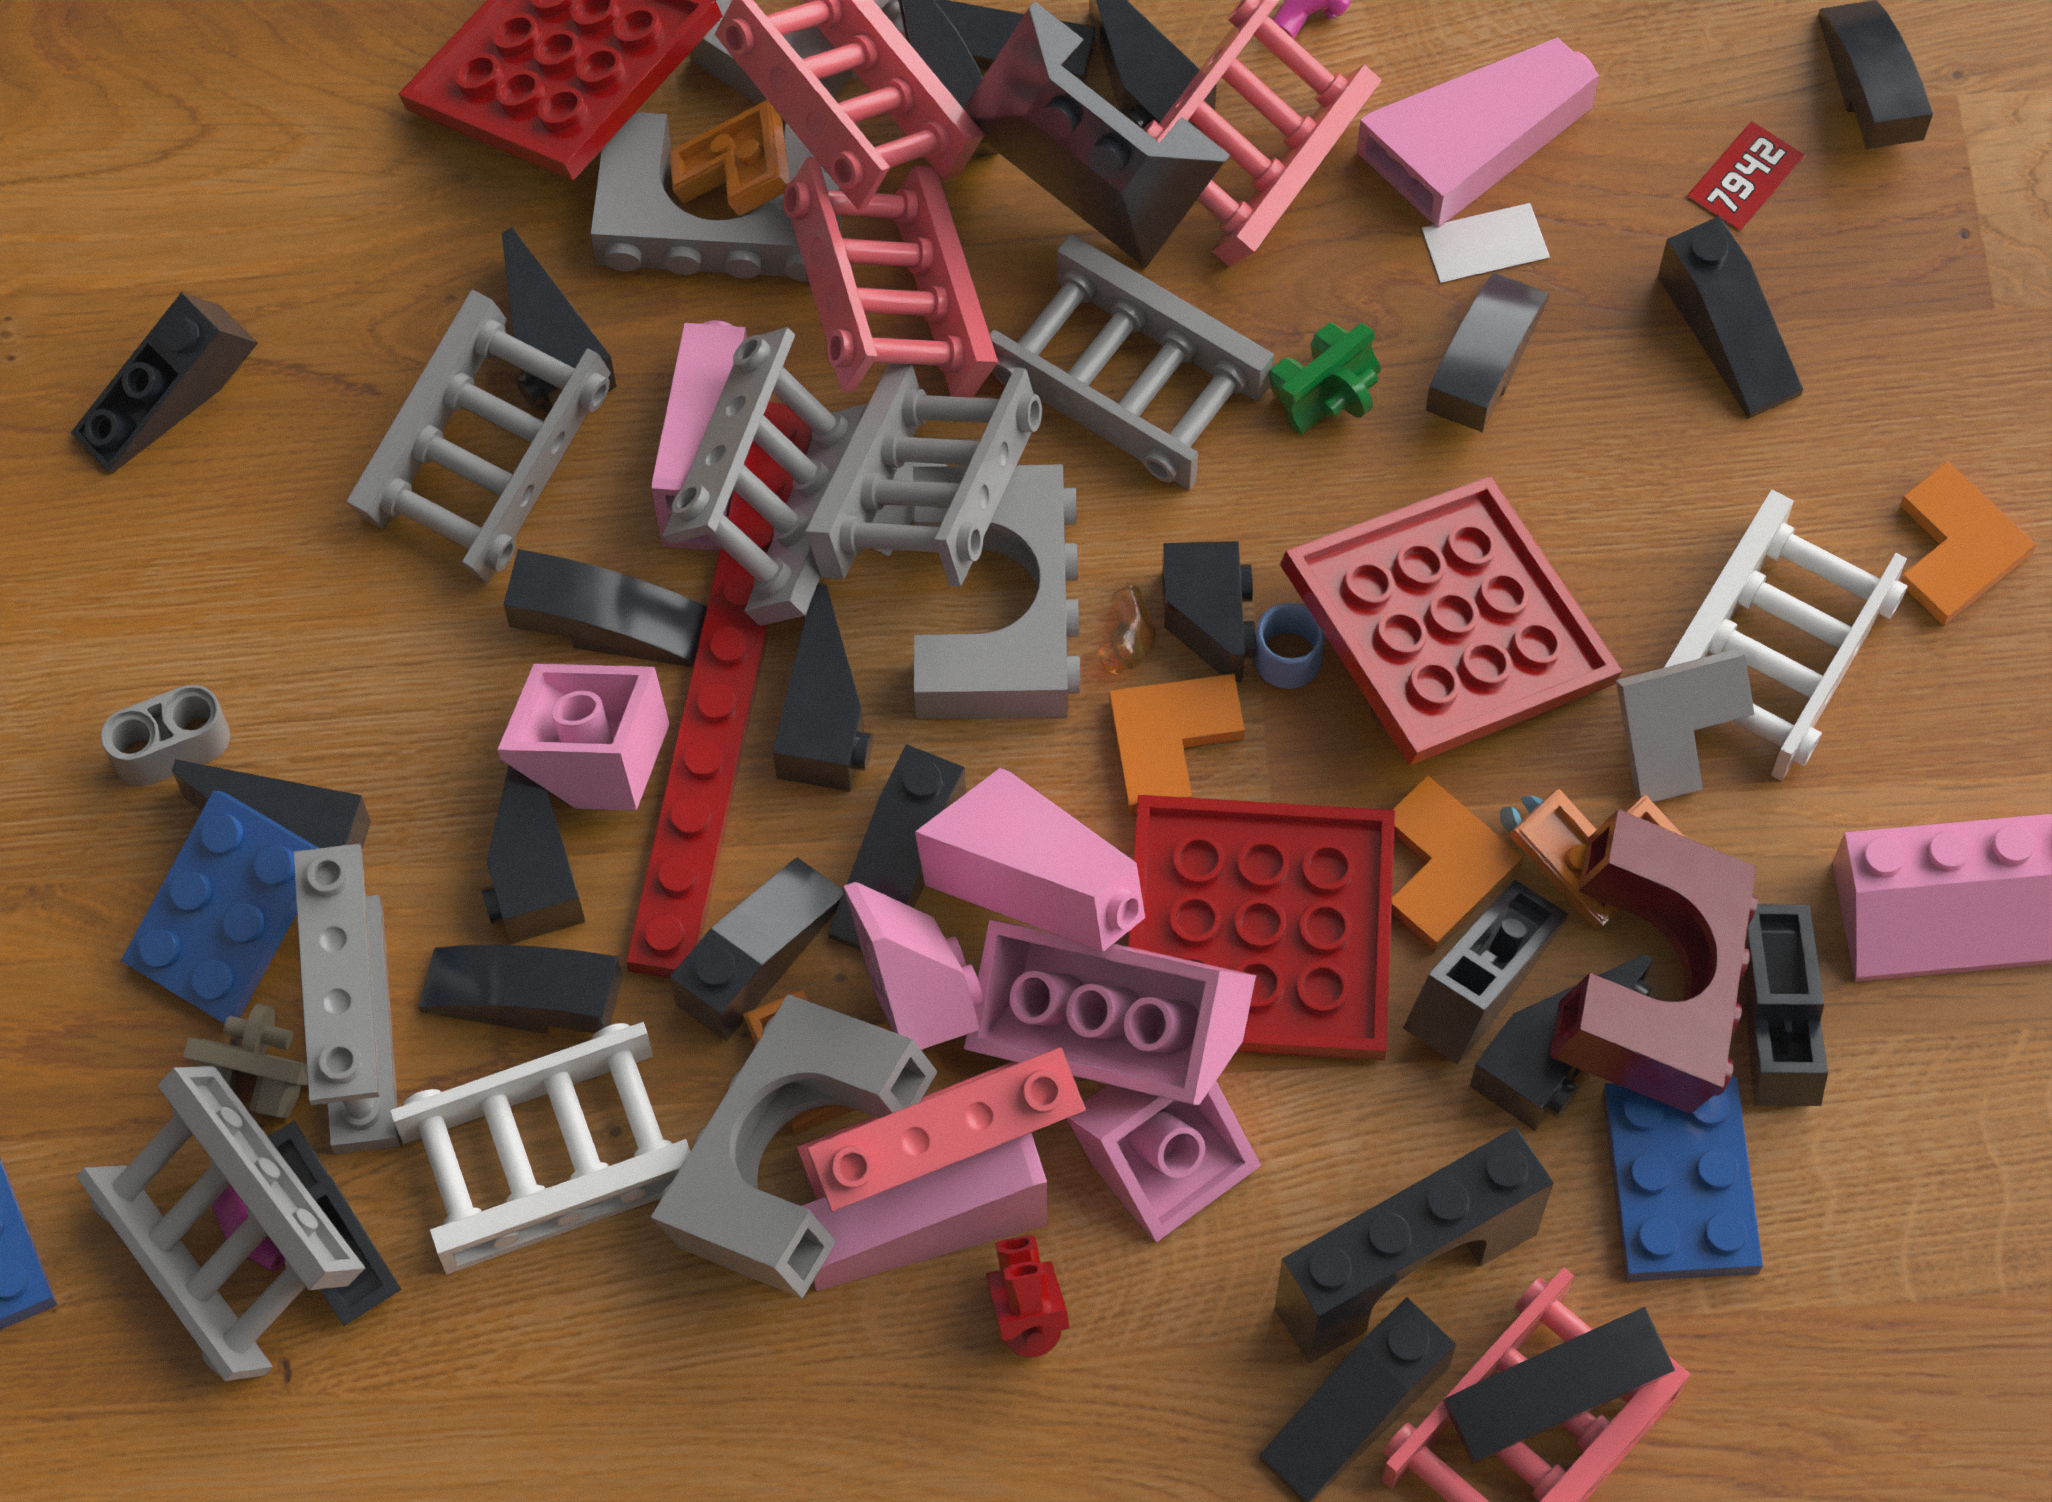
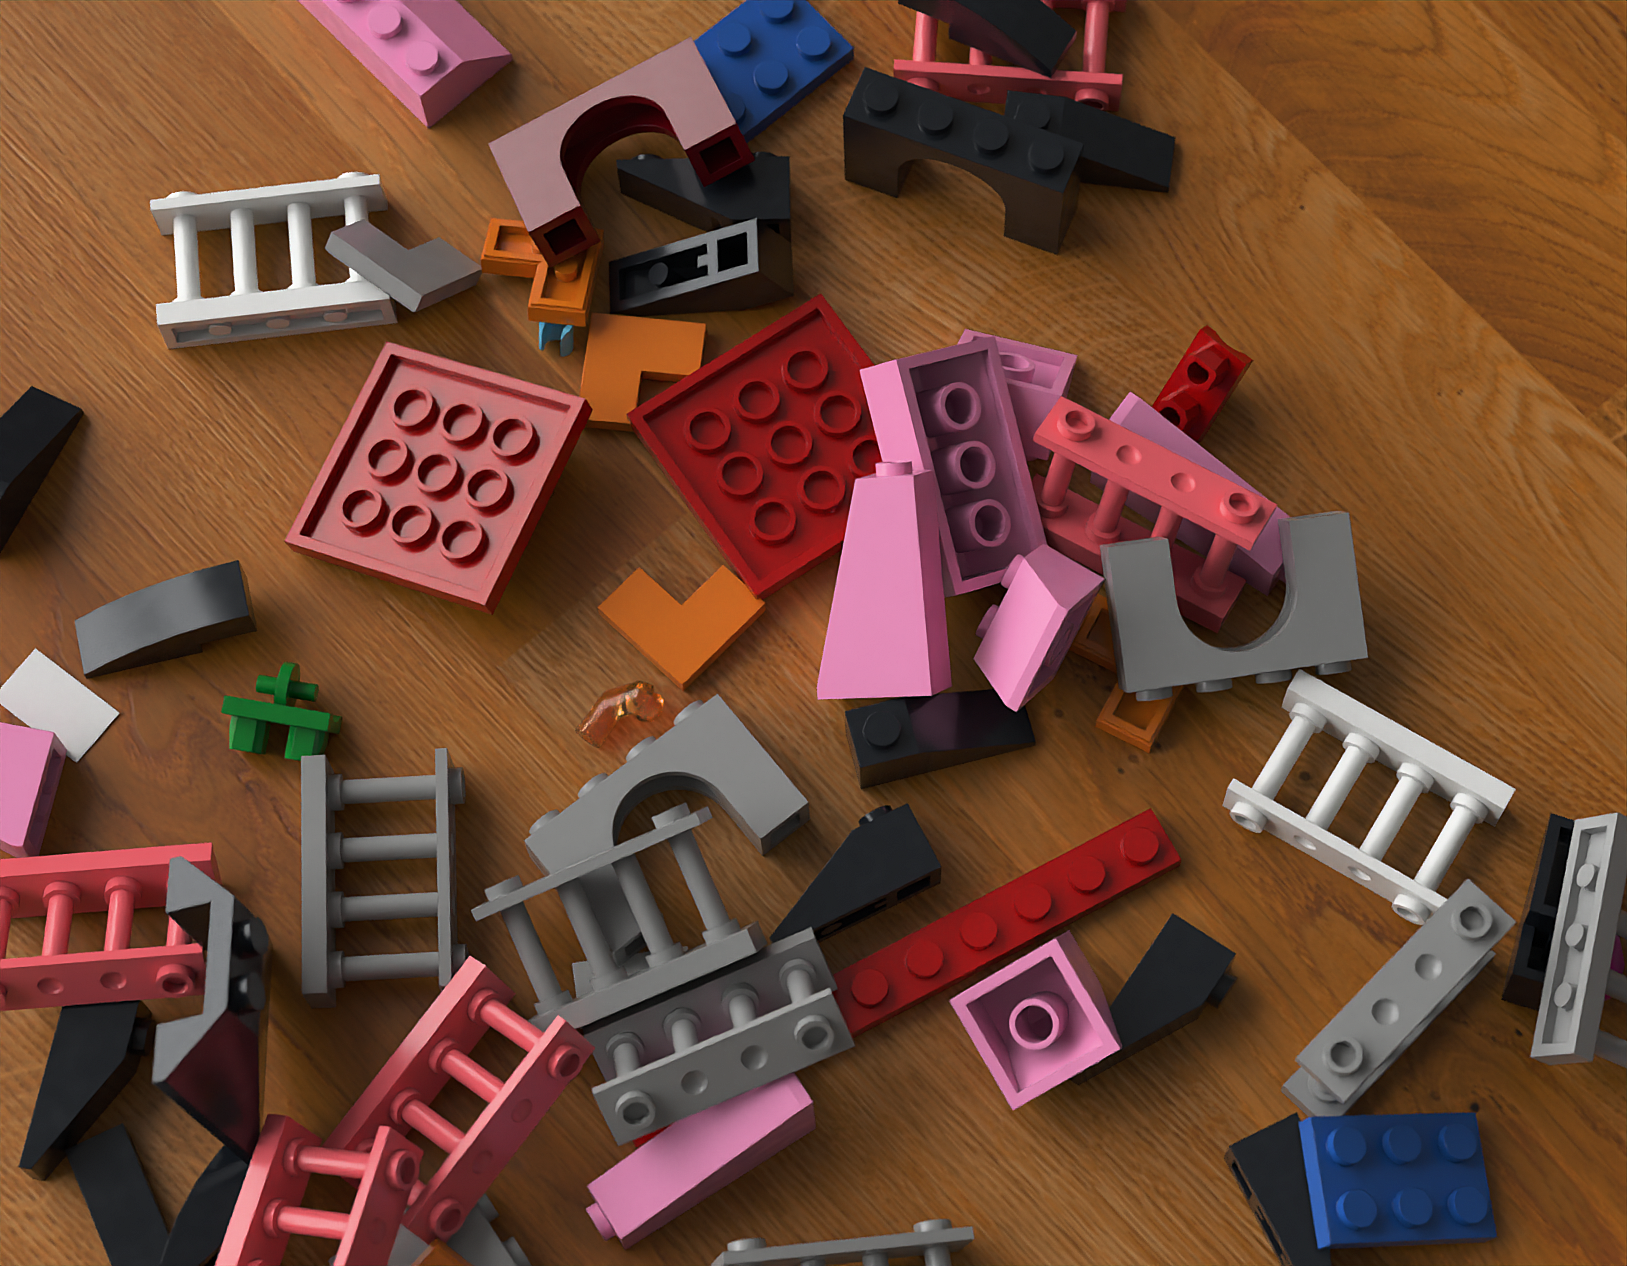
camera: 125 degrees left, 5 degrees up
(278, 1077) = (1487, 1064): dark tan hips -> none
(523, 986) = (1266, 914): black slope -> none
(602, 609) = (917, 1109): black slope -> none
(753, 947) = (1091, 775): black slope -> none
(1204, 602) = (554, 664): black slope -> none
(1288, 672) = (557, 605): medium blue piece -> none
(1784, 1008) = (572, 68): black slope -> none
(1974, 538) = (86, 186): orange tile -> none

